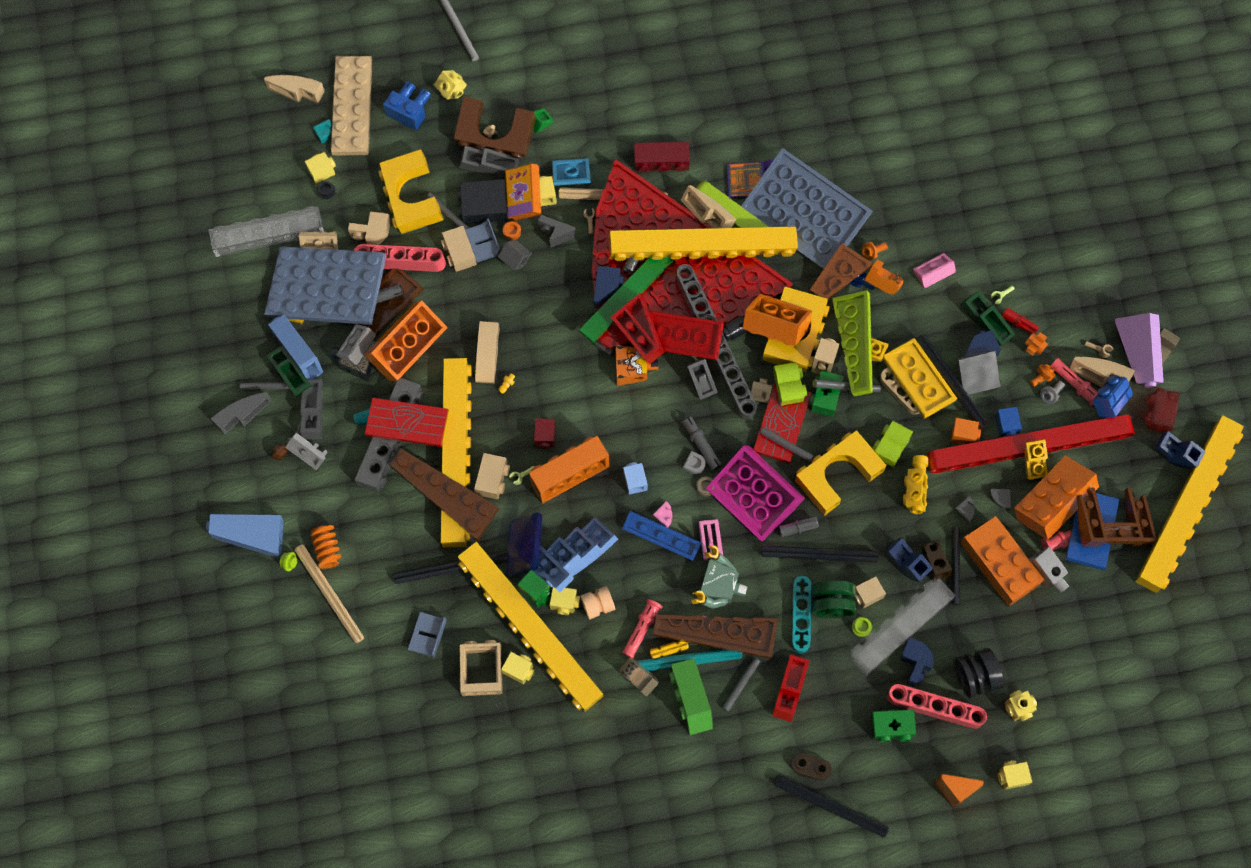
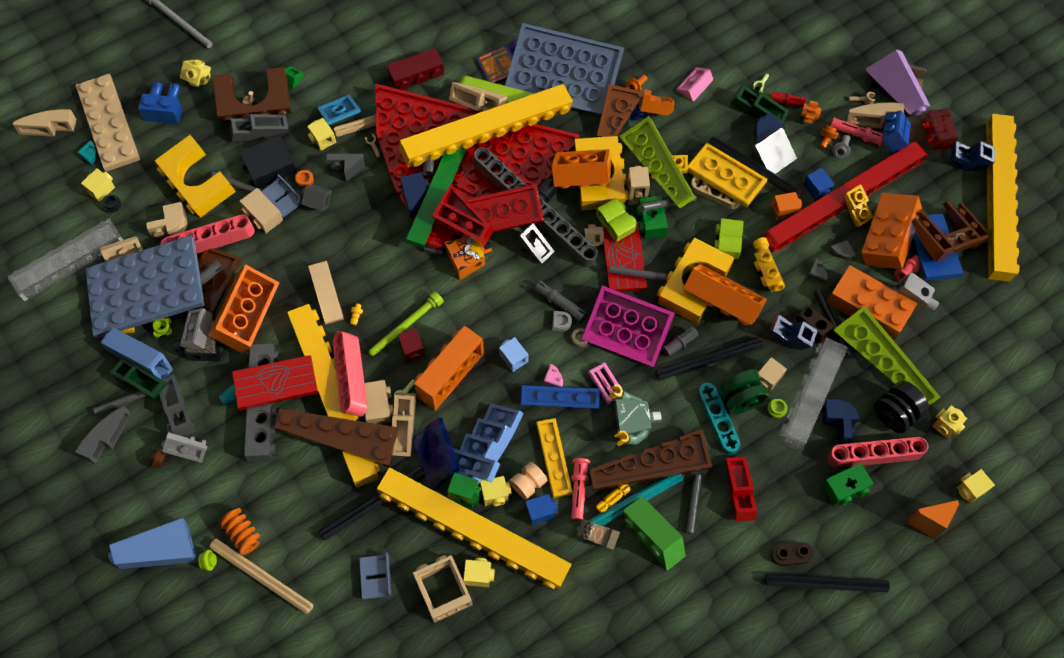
camera: 25 degrees left, 5 degrees down
(323, 329) = (166, 322): none -> lime plate
(476, 439) = (349, 374): none -> coral beam
(508, 504) = (404, 420): none -> tan slope
(523, 192) = (302, 140): piece -> none
(581, 398) = (434, 300): none -> lime piece
(598, 633) = (541, 509): none -> blue brick
(631, 590) = (554, 458): none -> yellow tile
(859, 498) = (725, 294): none -> orange brick
(985, 605) = (878, 347): none -> lime wing

